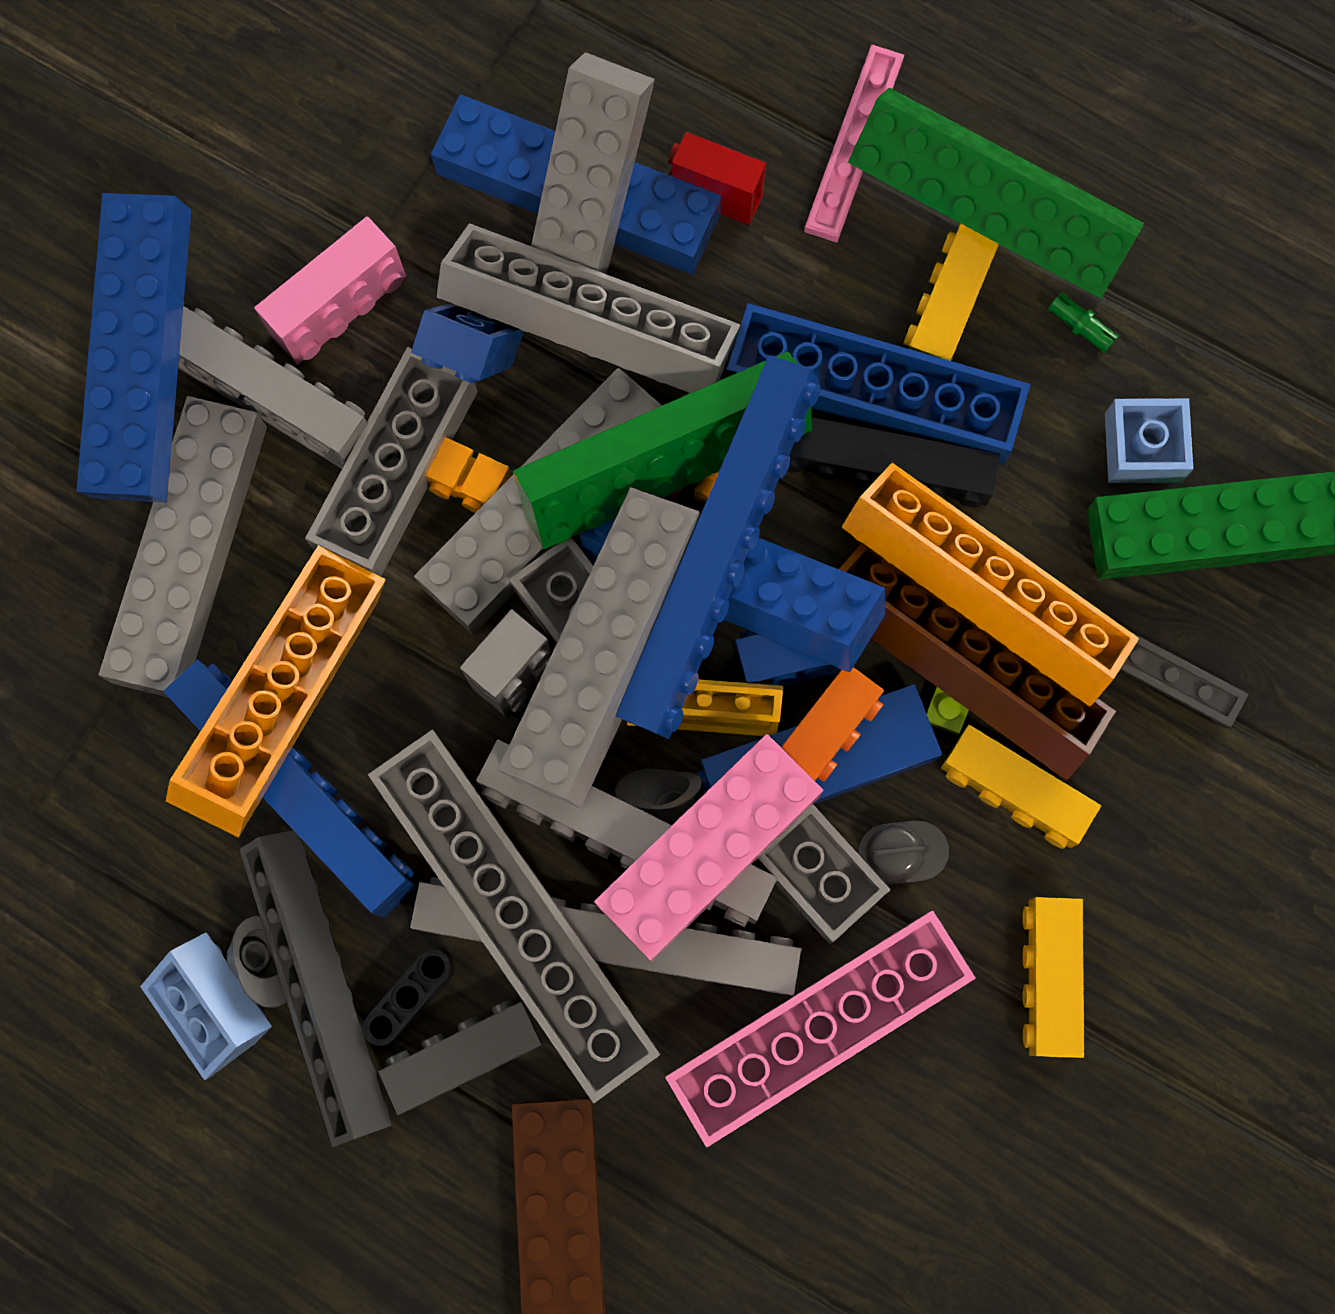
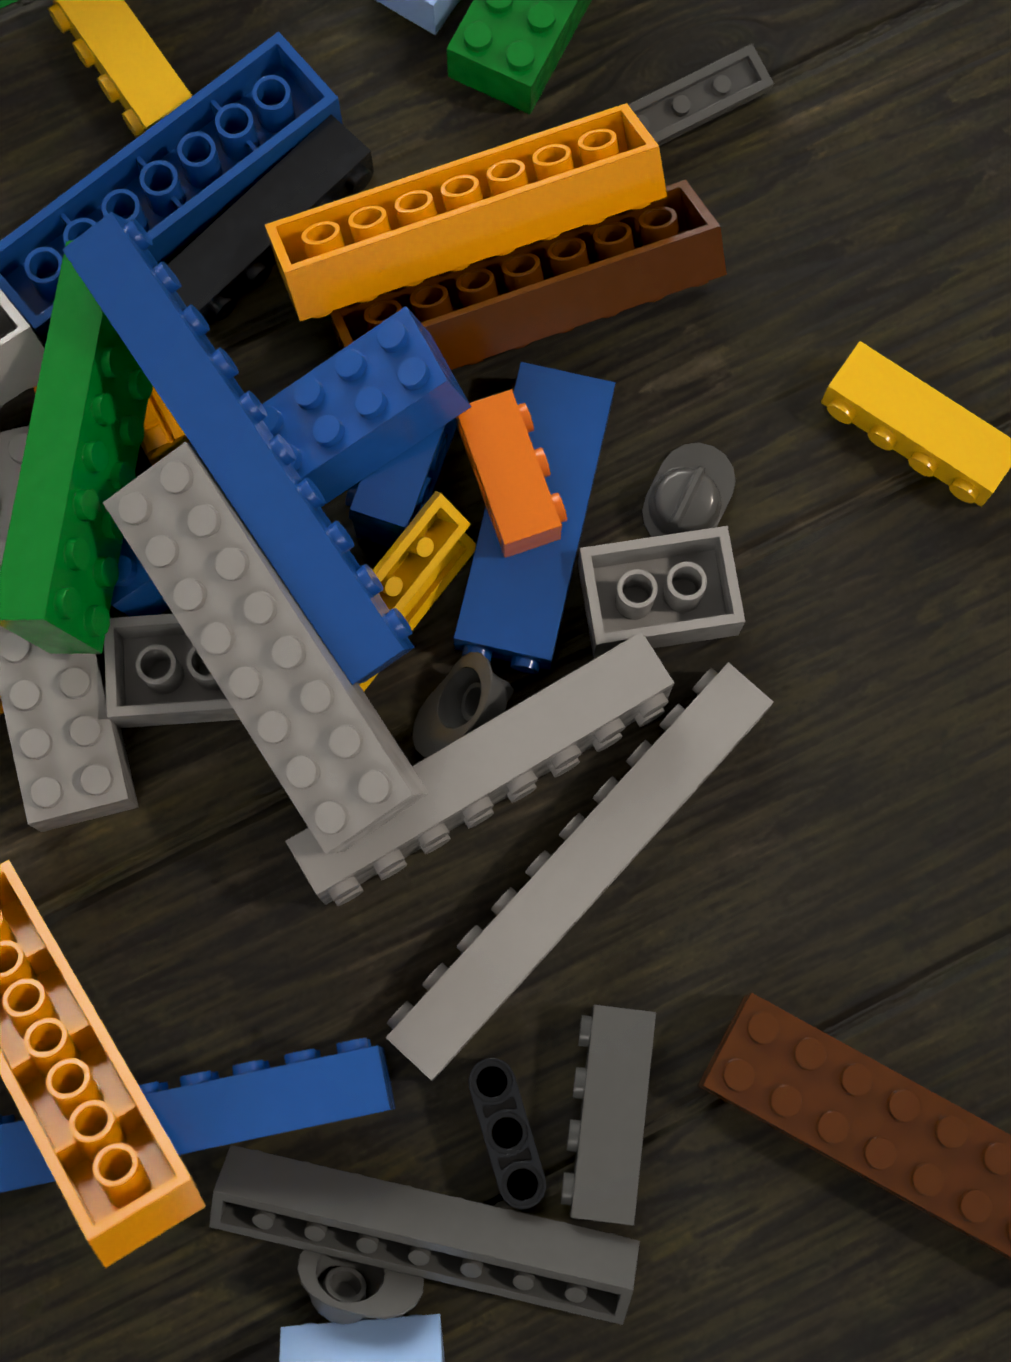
camera: 60 degrees left, 0 degrees up
(508, 664) = (206, 776): light grey brick -> none
(514, 916) = (494, 947): light grey brick -> none
(708, 847) = (566, 680): bright pink brick -> none
(819, 1028) = (824, 701): bright pink brick -> none
(946, 712) = (568, 351): lime plate -> none
(1020, 787) = (699, 331): yellow brick -> none

